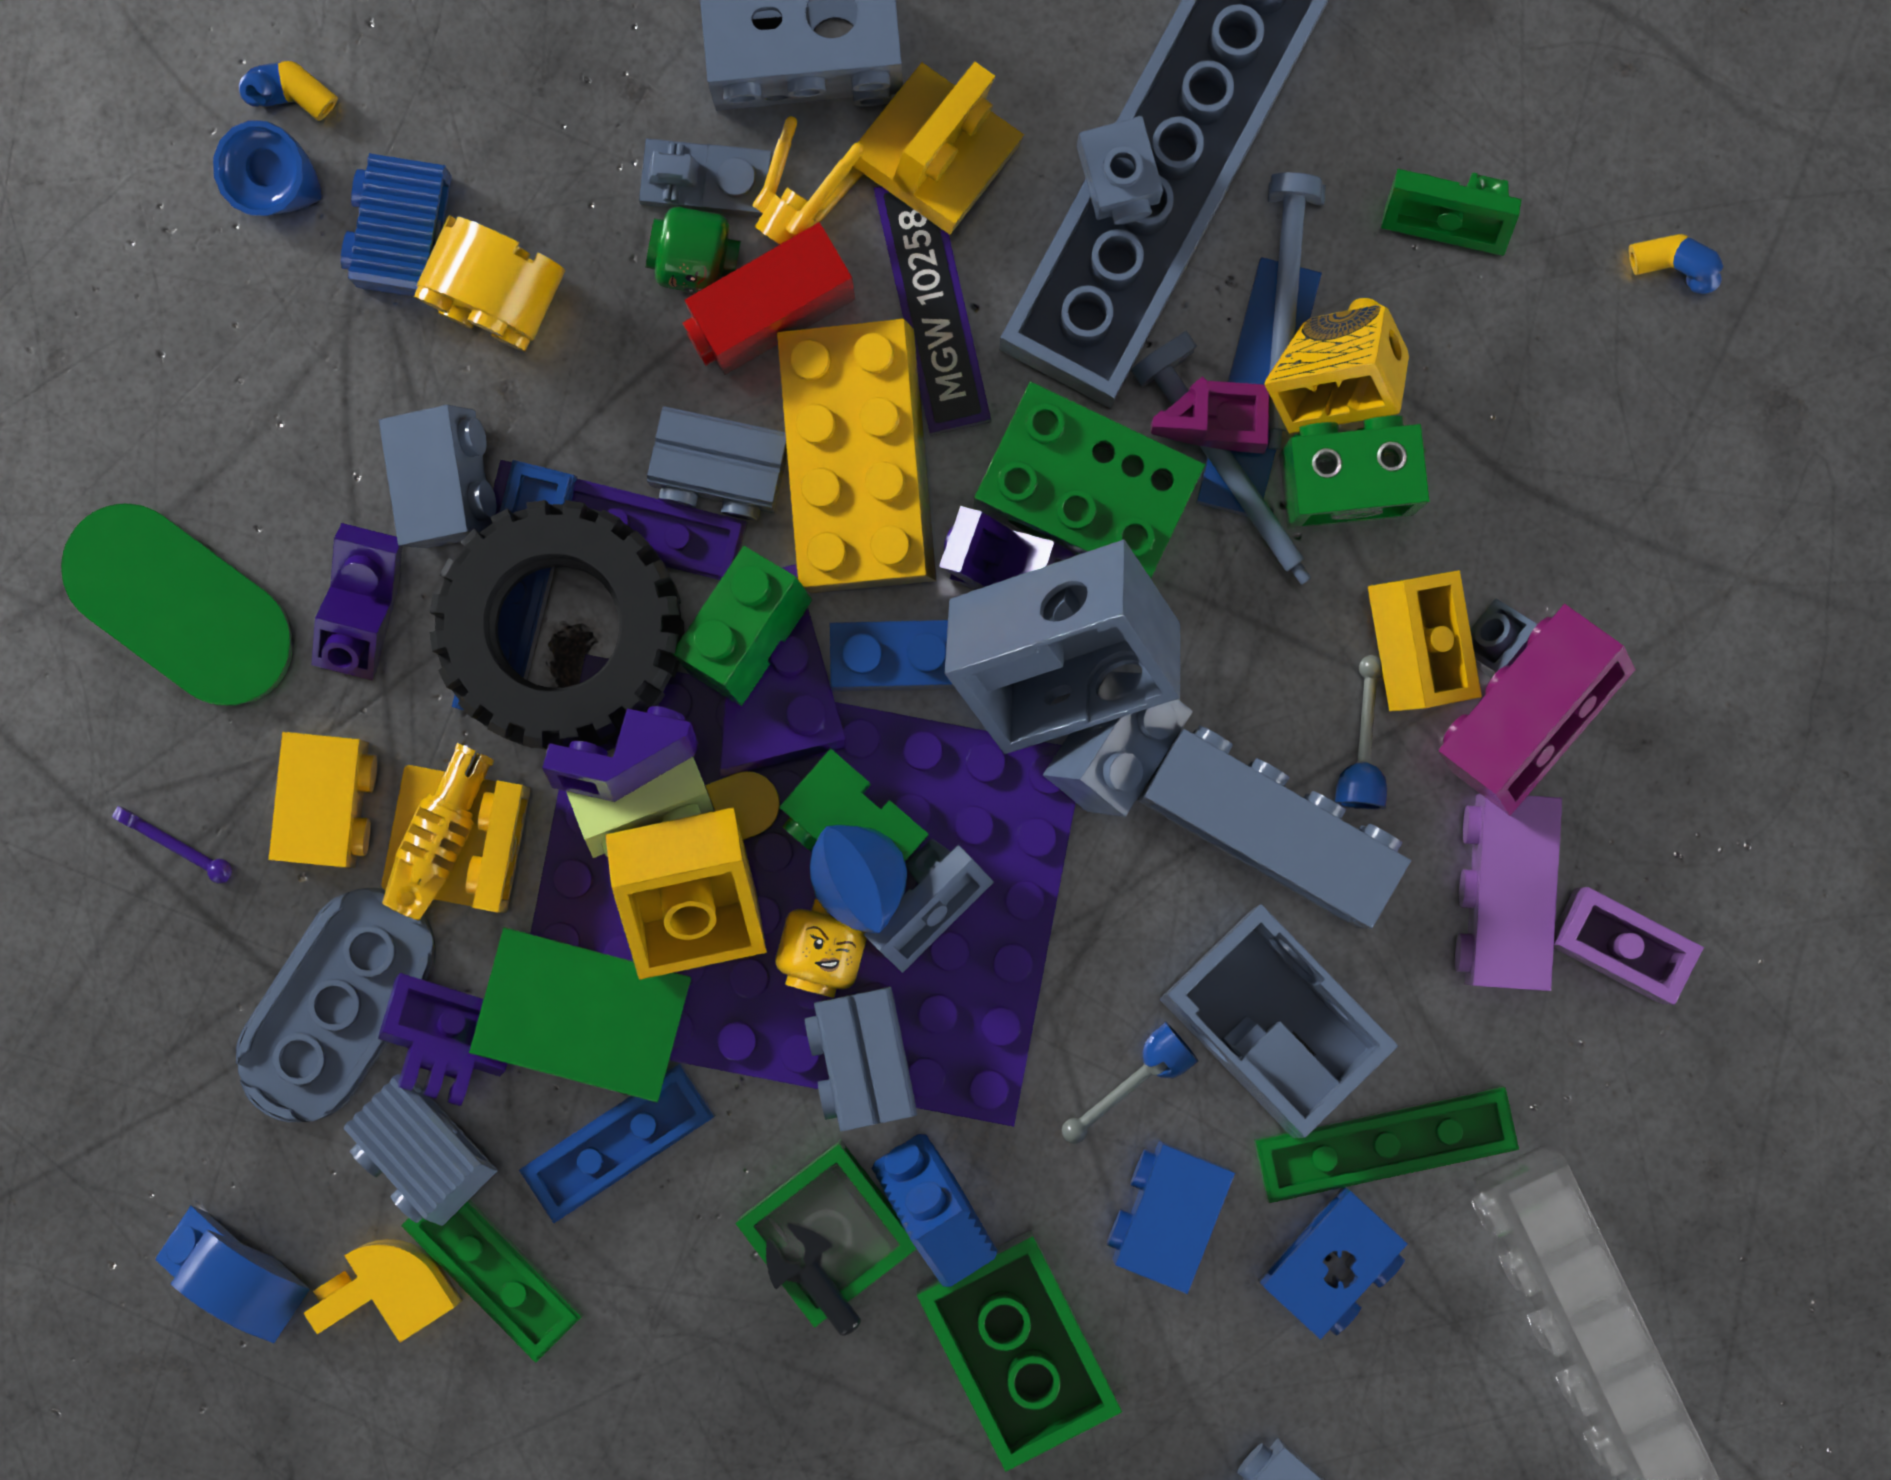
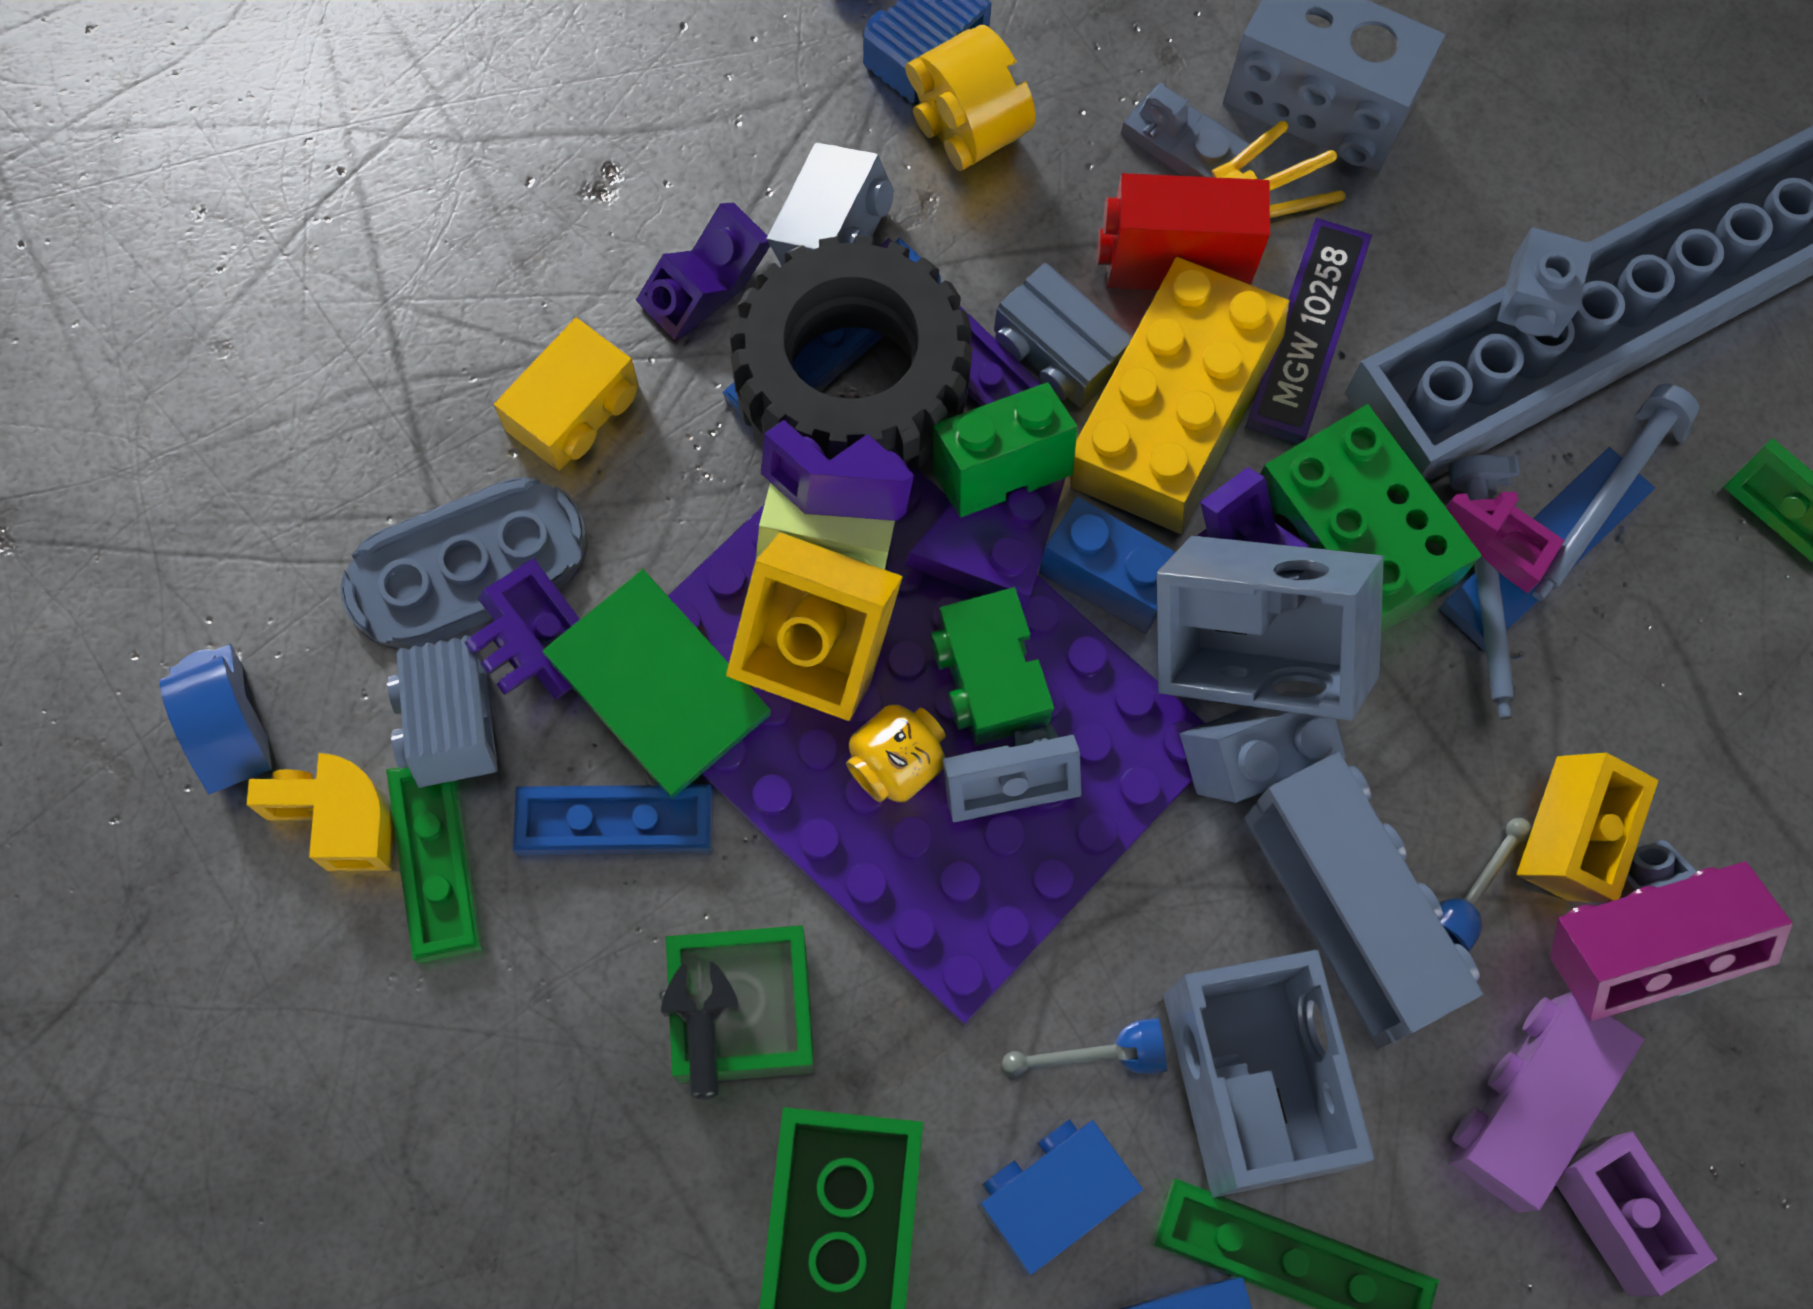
camera: 30 degrees right, 15 degrees down
(177, 605) = (565, 196): green tile -> none
(218, 870) = (450, 404): dark purple hinge -> none
(436, 835) = (639, 471): yellow hinge -> none
(490, 854) = (657, 492): yellow bracket -> none
(691, 249) = (1138, 154): green head -> none
(752, 797) = (916, 602): yellow tile -> none
(858, 876) = (971, 697): blue piece -> none
(863, 1059) = (872, 868): sand blue brick -> none
(934, 1210) = (848, 1043): blue brick -> none
(939, 144) = (1392, 210): yellow bracket -> none
(1341, 368) = (1647, 562): yellow torso -> none
(1353, 473) = (1603, 650): green piece -> none

